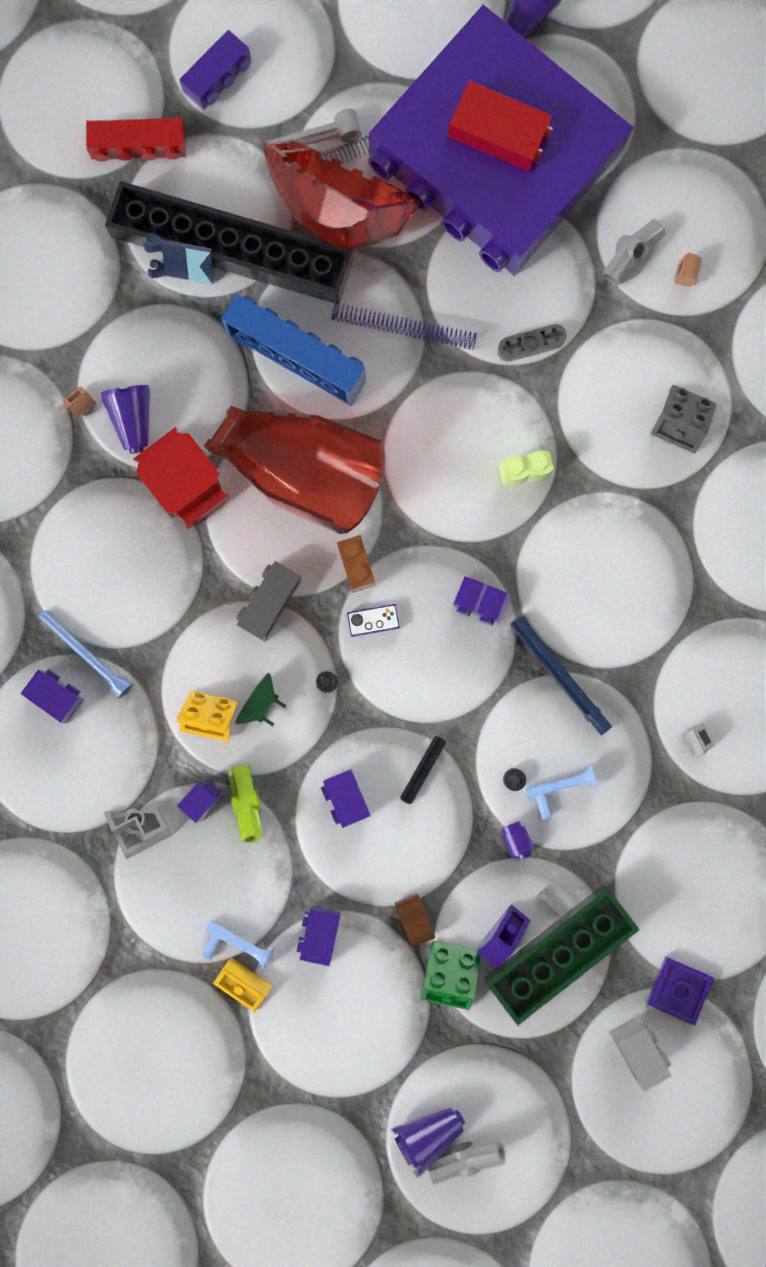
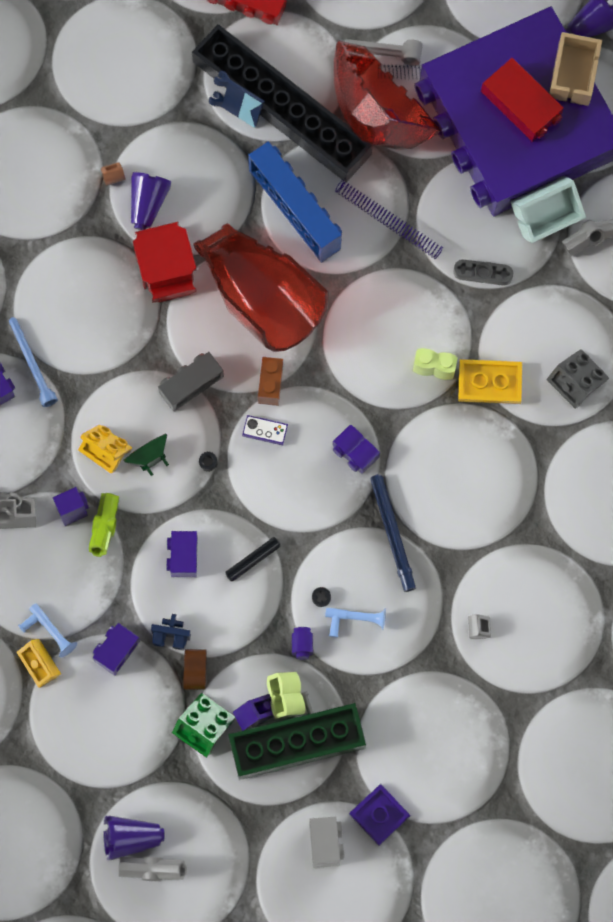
camera: 20 degrees right, 10 degrees down
(361, 895) = (161, 632): none -> dark blue hips
(526, 908) = (286, 695): none -> yellowish green brick
(540, 69) = (575, 68): none -> tan piece
(575, 241) = (548, 209): none -> light aqua piece
(592, 462) = (490, 381): none -> yellow plate

